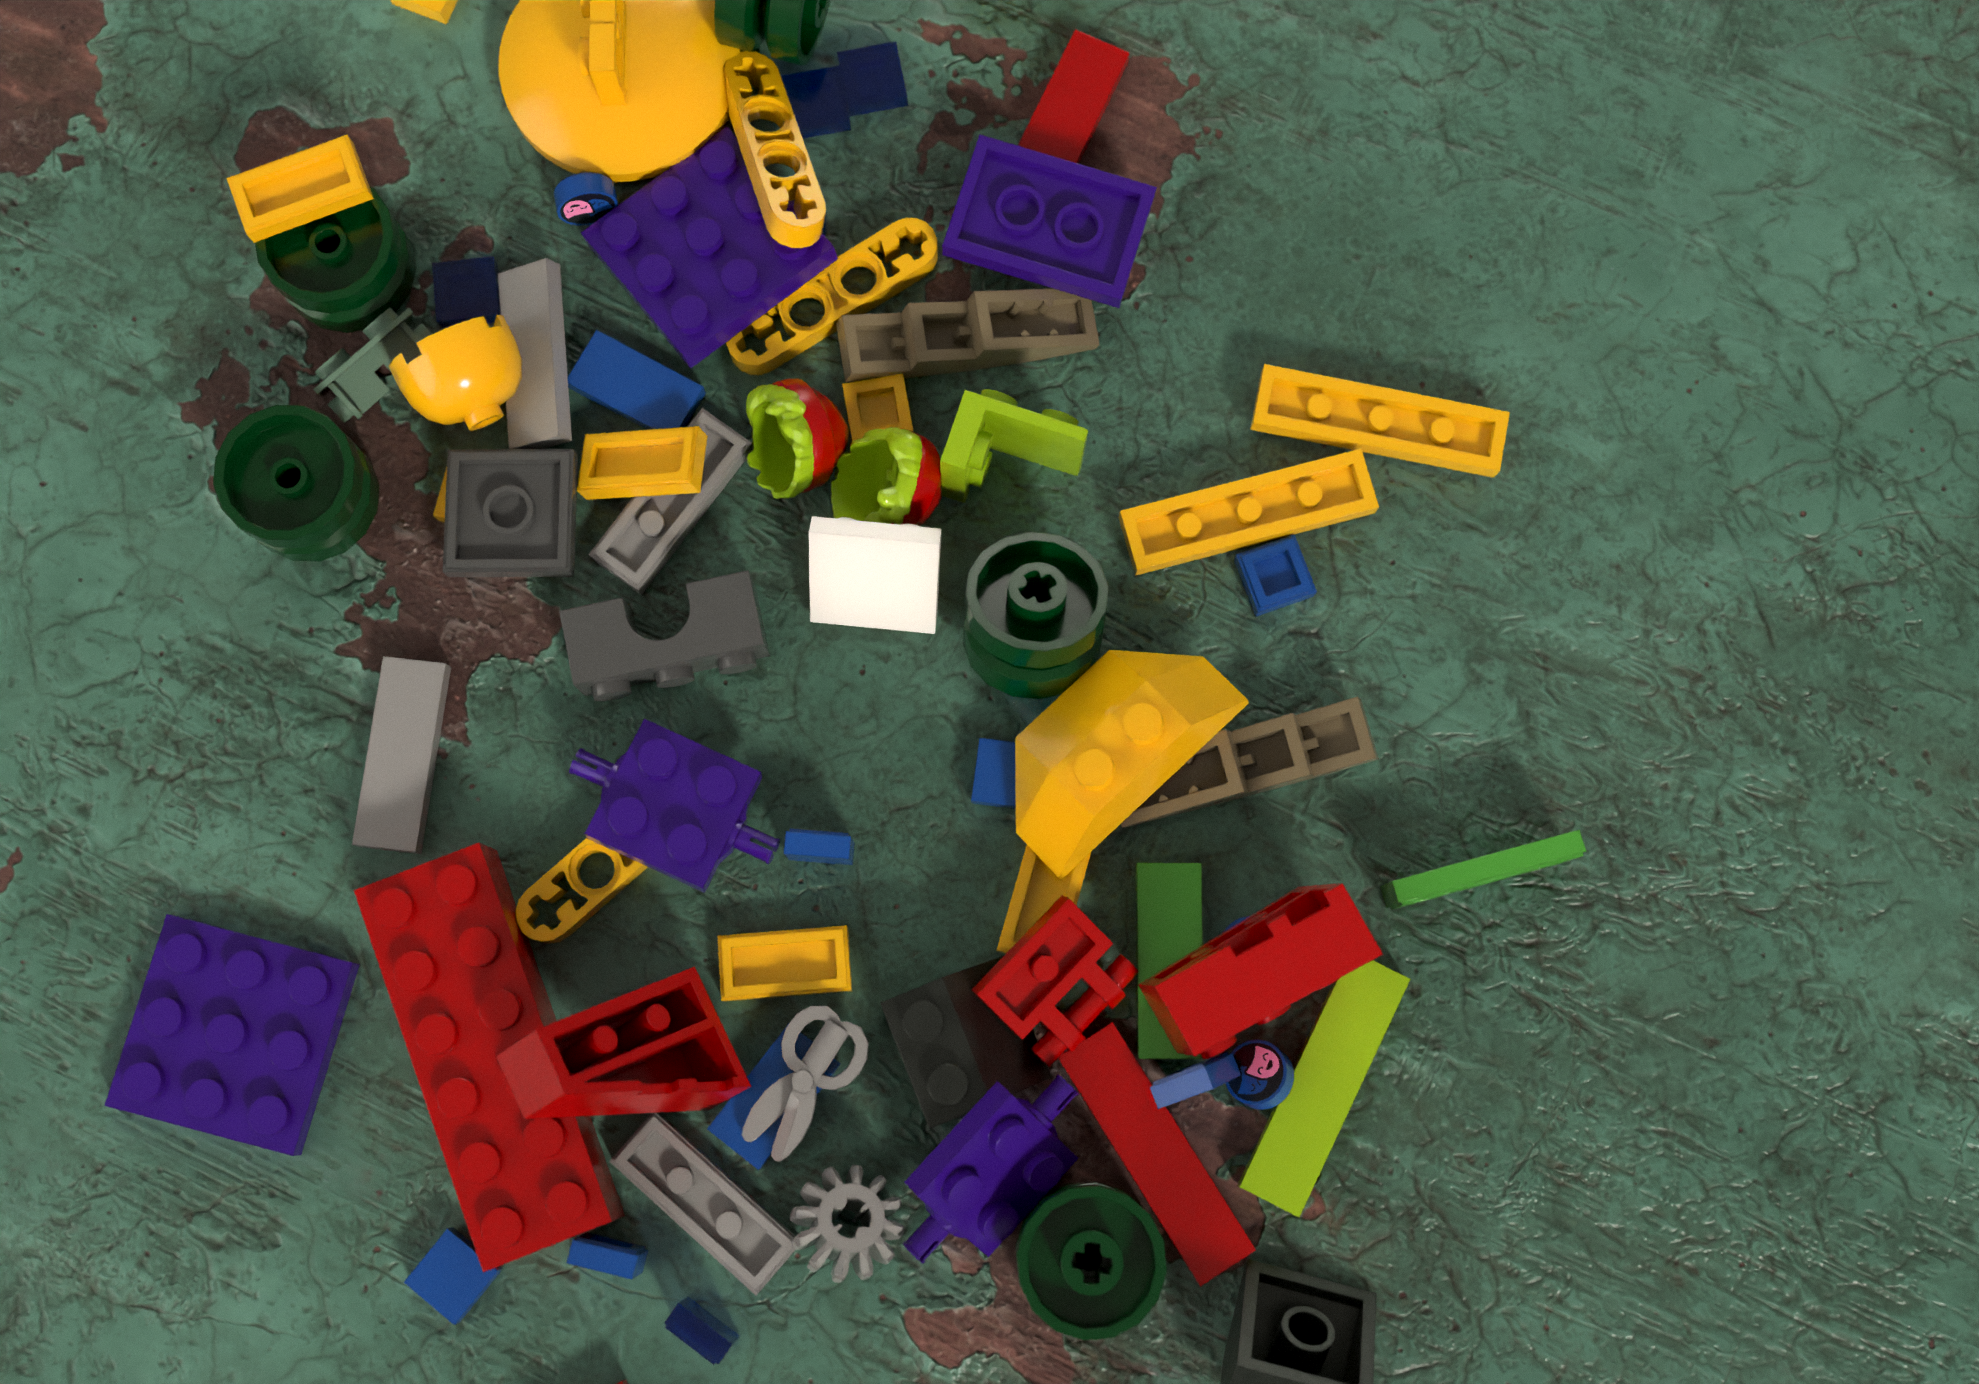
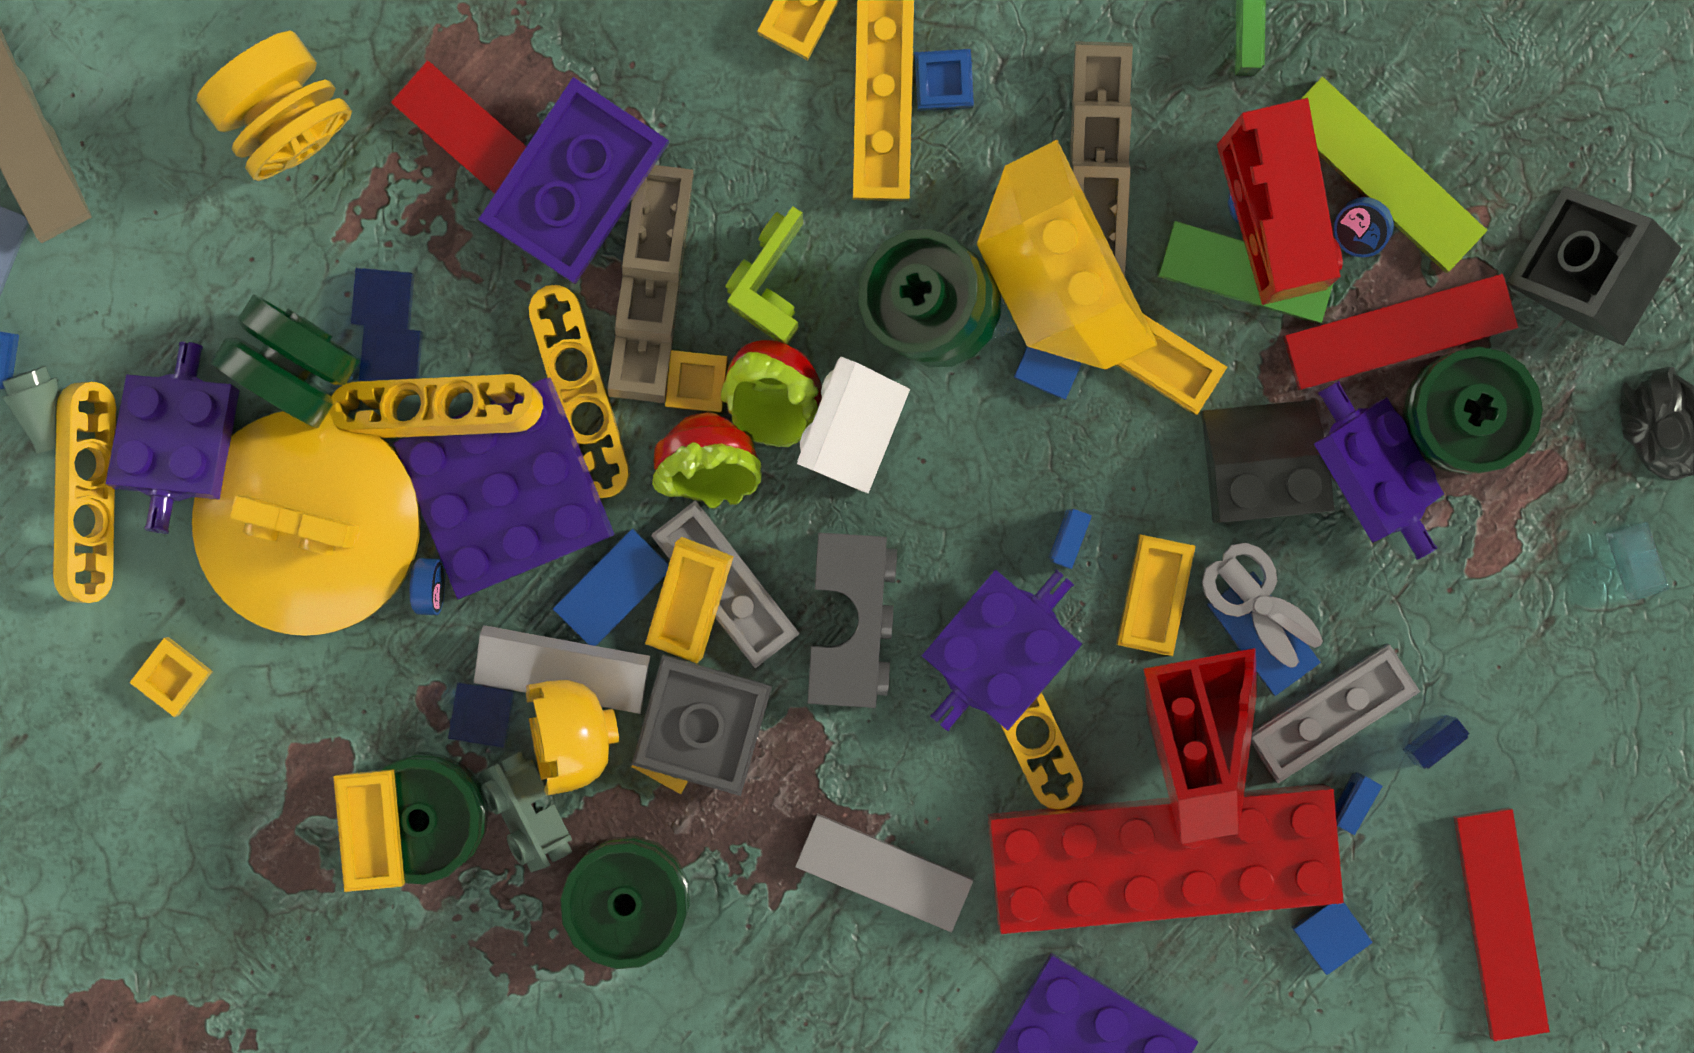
camera: 75 degrees left, 10 degrees up
(865, 1242) = (1408, 598): light grey gear -> none
(1044, 968) = (1229, 379): red plate -> none
(1194, 1079) = (1355, 282): blue tile -> none

